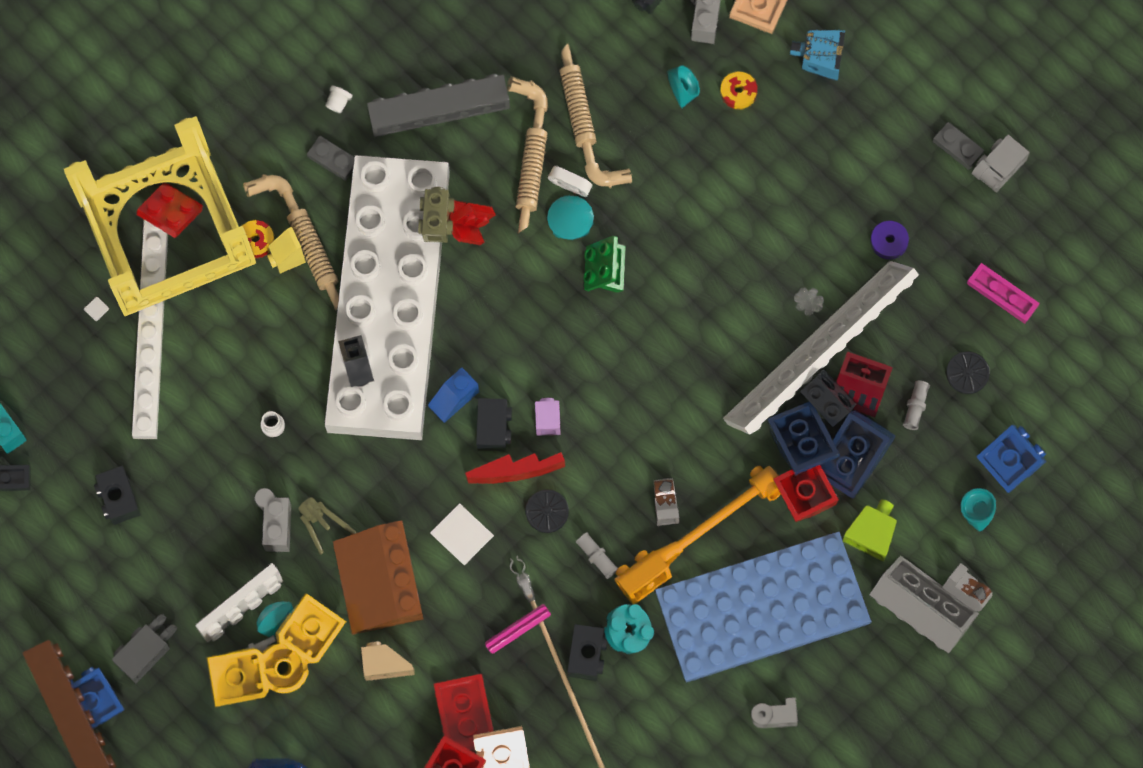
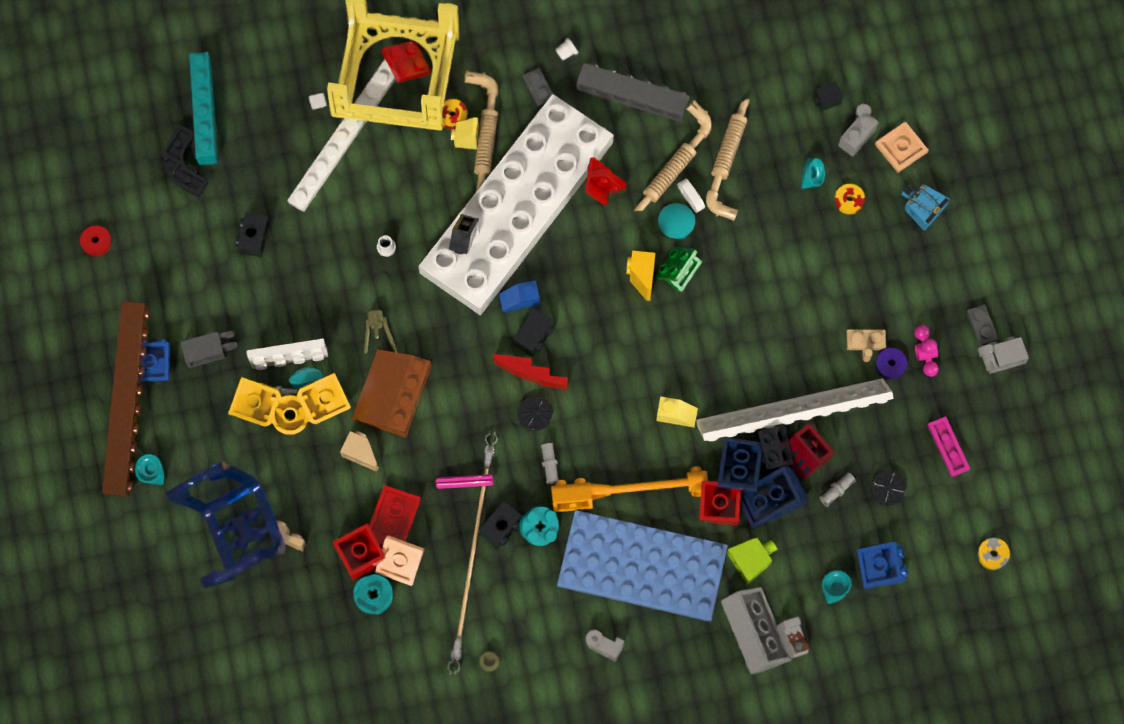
camera: 30 degrees right, 0 degrees up
(275, 522) = (346, 313): light grey hinge -> none
(436, 208) = (582, 161): olive brick -> none
(461, 534) = (467, 395): white sticker -> none
(547, 417) = (574, 349): lavender brick -> none
(570, 293) = (641, 271): none -> yellow slope
(665, 502) = (619, 454): leg -> none
(697, 422) = (676, 412): none -> light yellow slope
(809, 301) = (806, 372): clear plant -> none
(849, 231) = (866, 341): none -> tan plate
(918, 205) = (926, 350): none -> dark pink piece
(1117, 368) = (989, 561): none -> yellow piece

